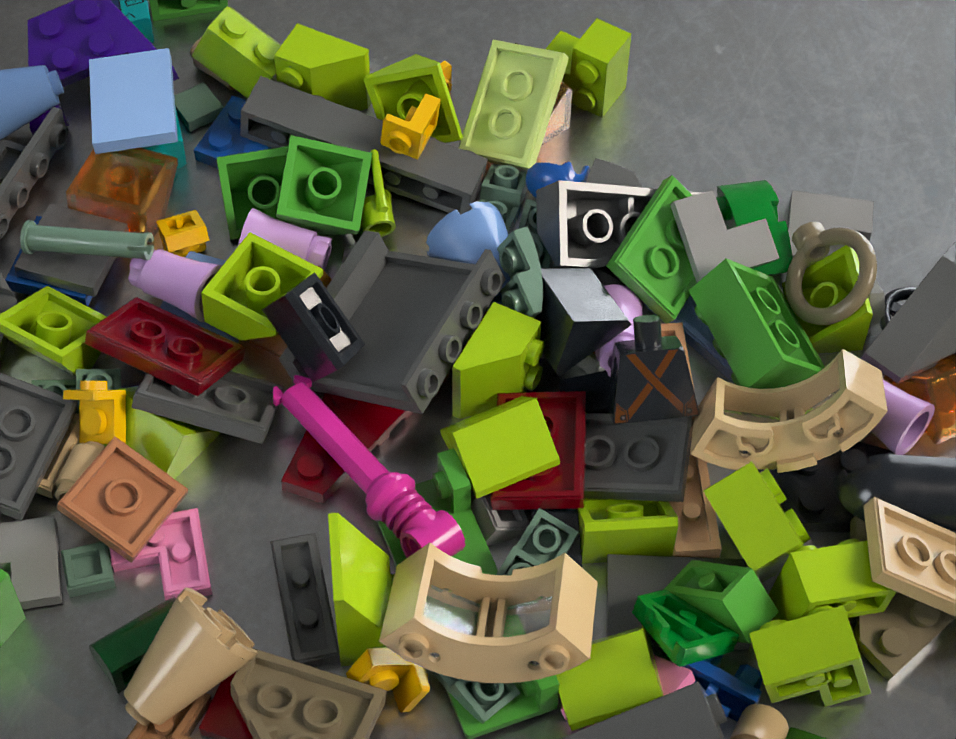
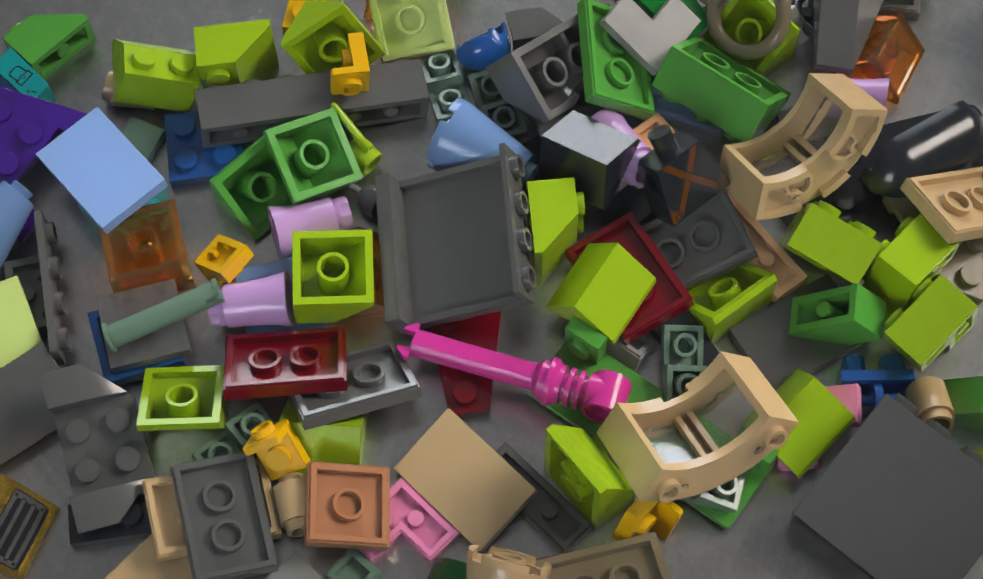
camera: 30 degrees left, 10 degrees up
(251, 543) = (465, 480): none -> tan tile
(314, 328) = (403, 283): black slope -> none
(521, 262) = (525, 137): sand green slope -> none
(682, 629) = (831, 356): green wing -> none

